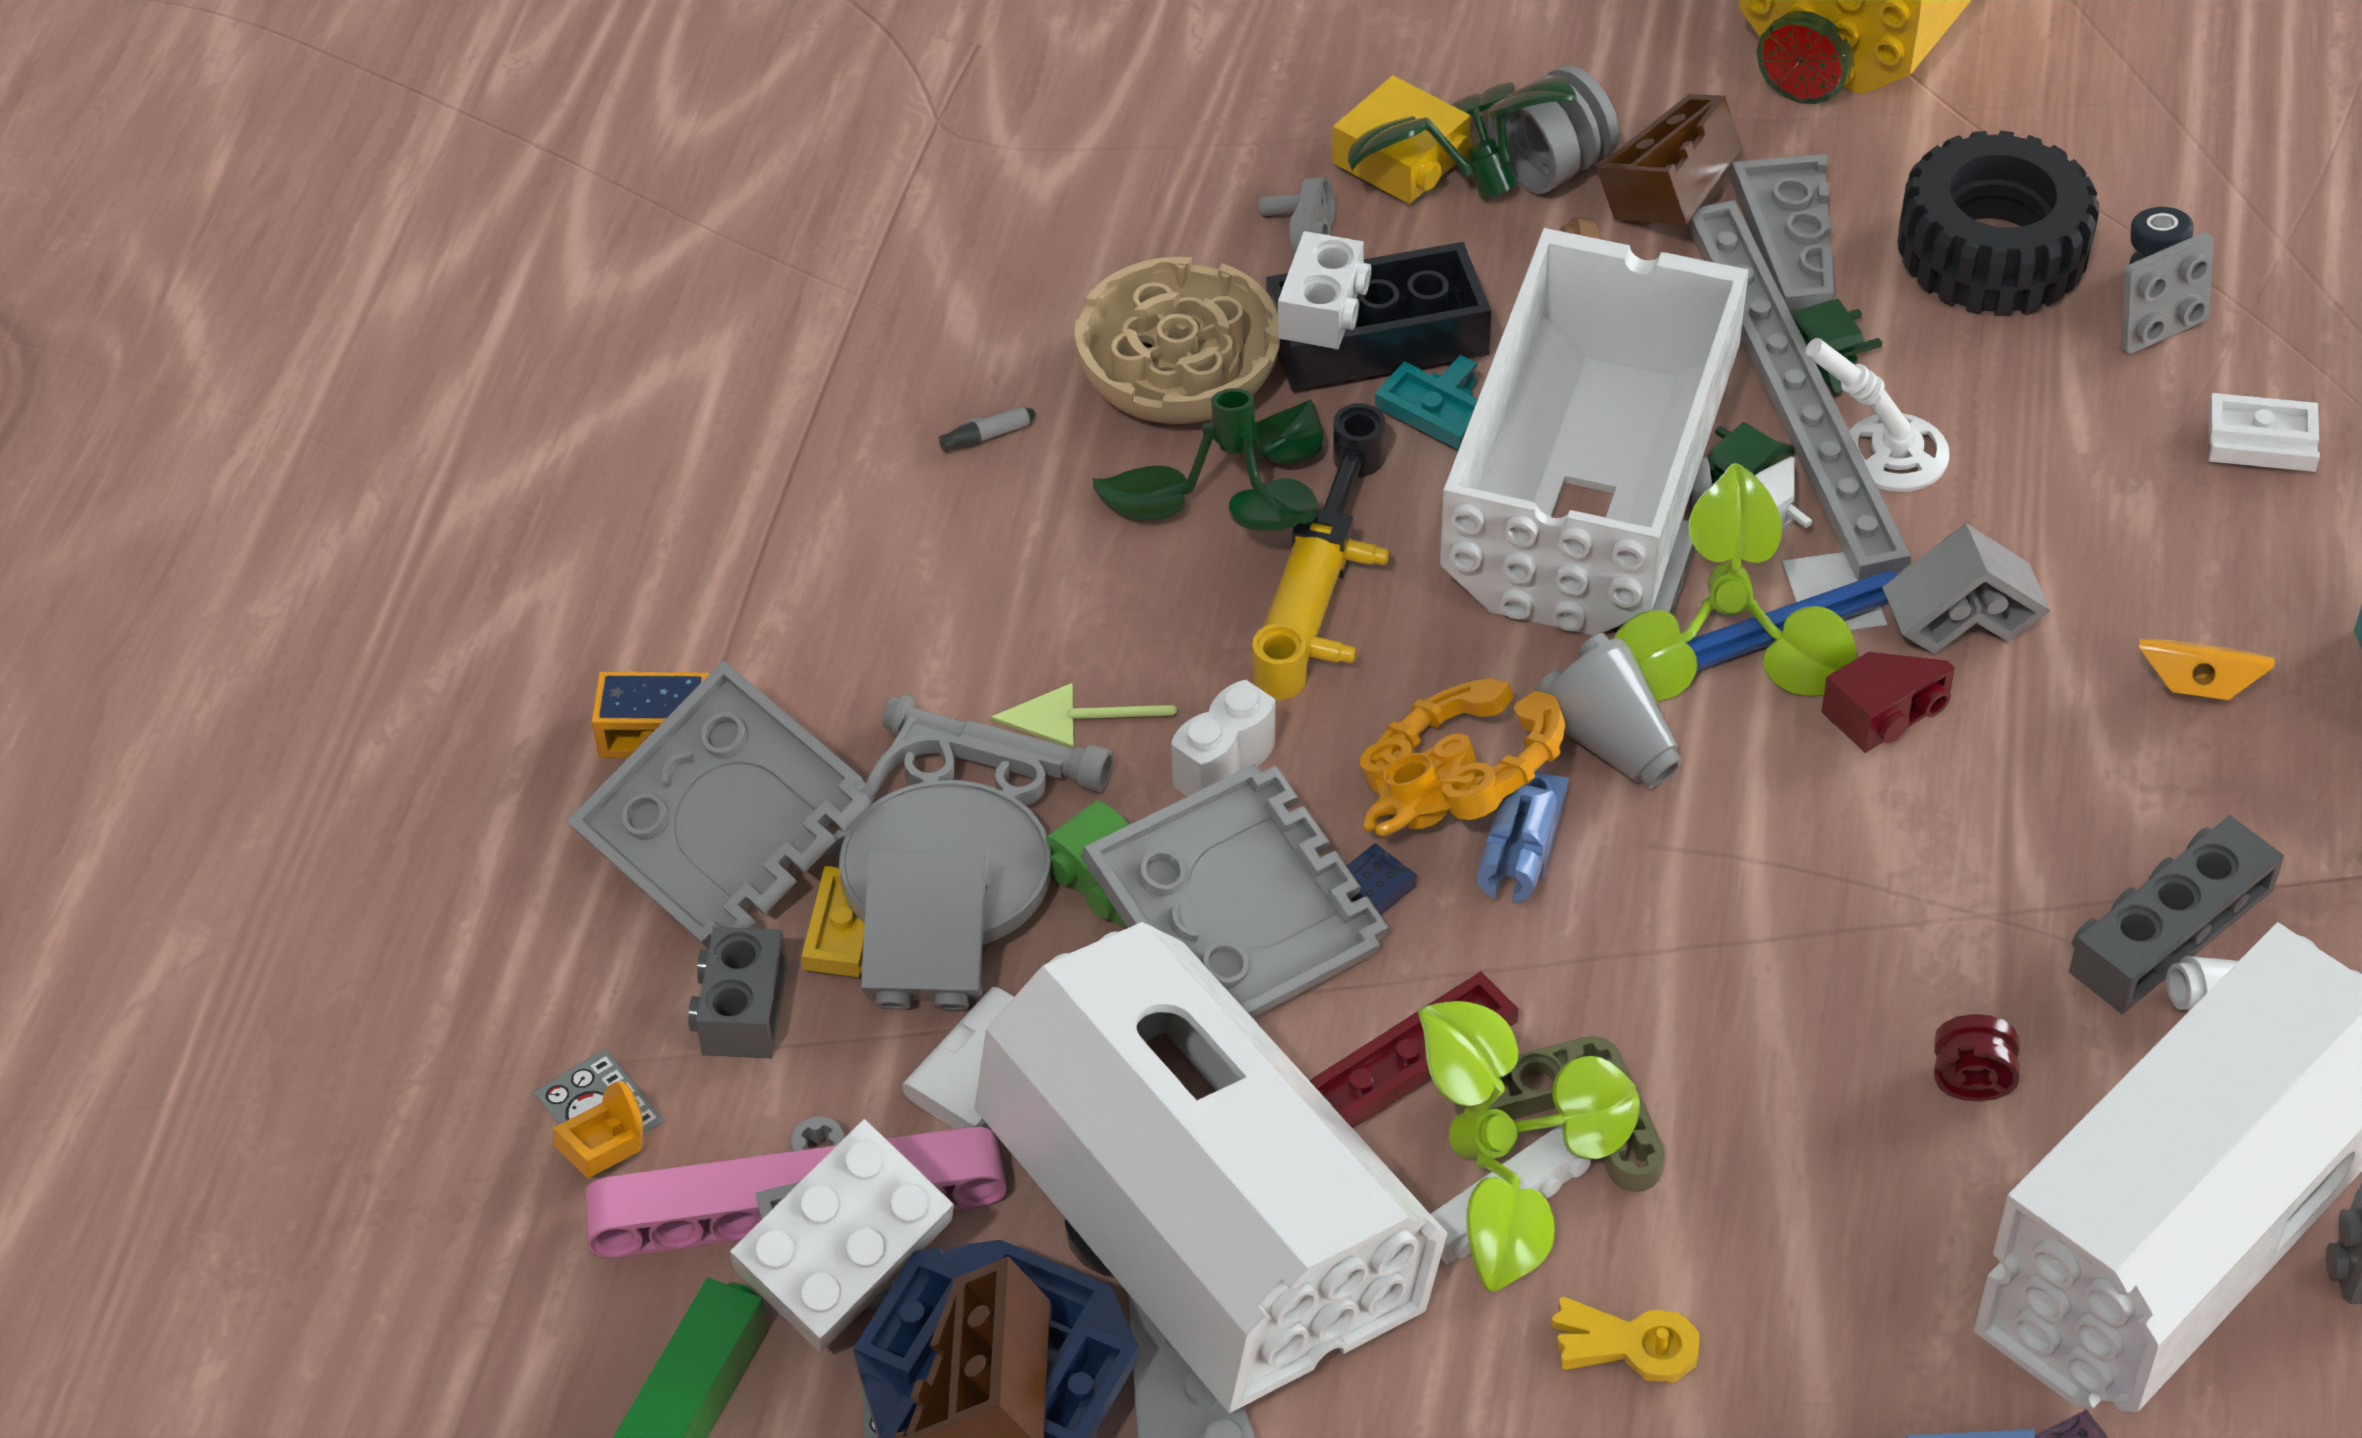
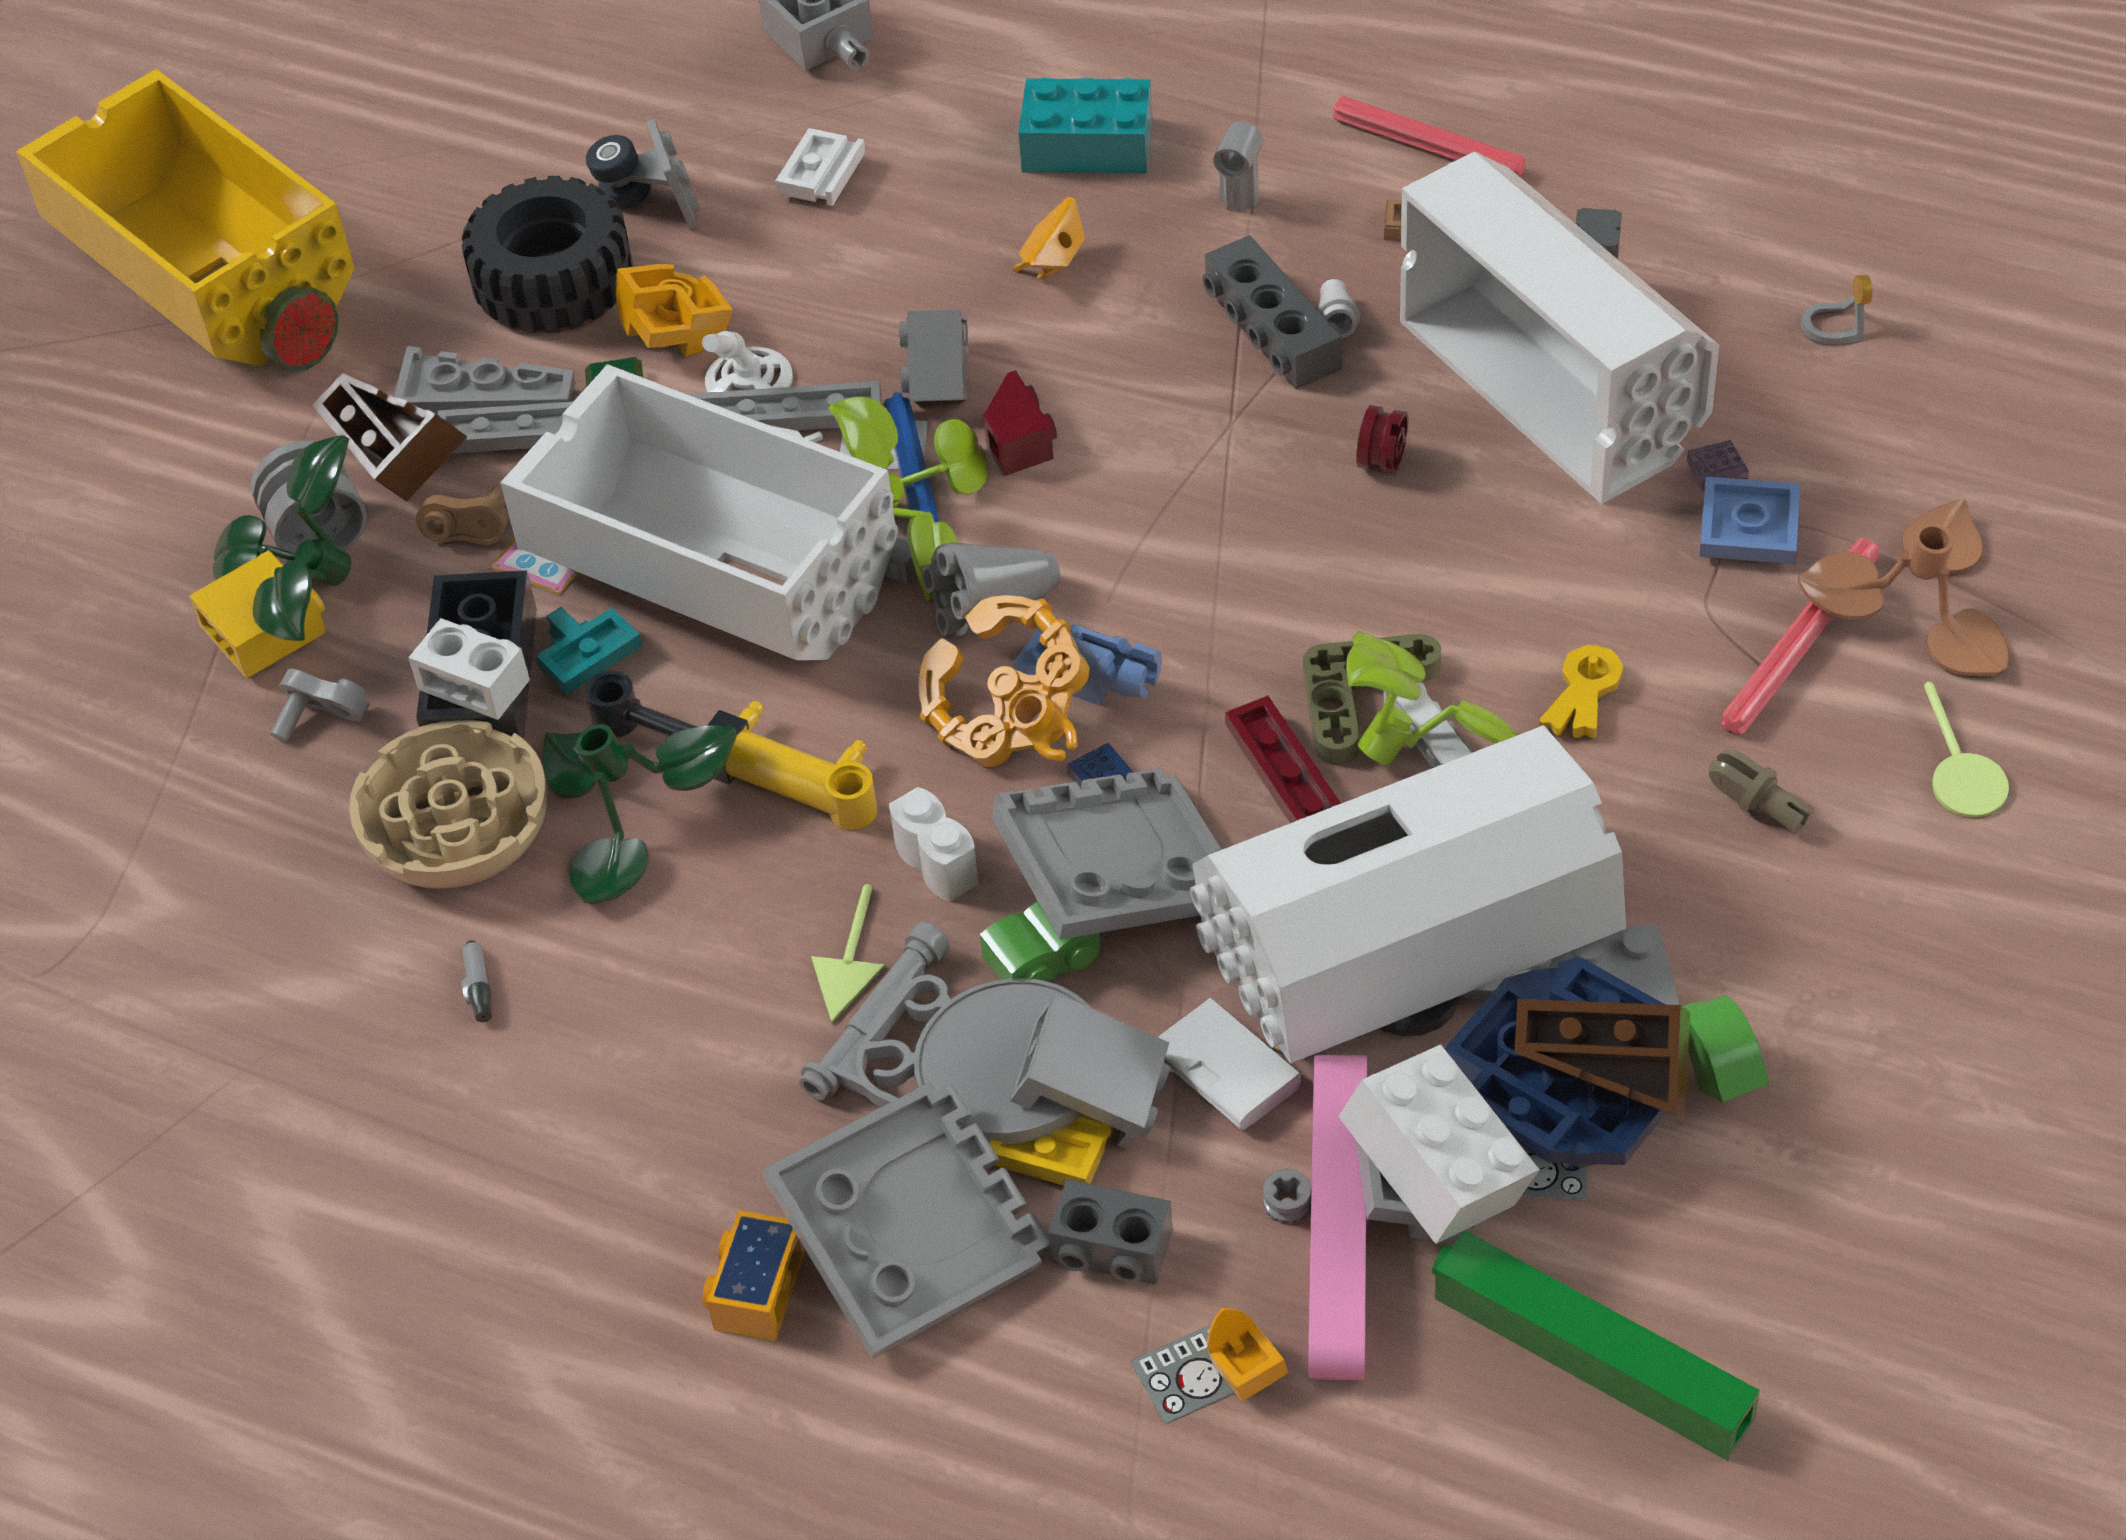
camera: 75 degrees left, 0 degrees up
(1955, 345) = (670, 307): none -> light orange brick

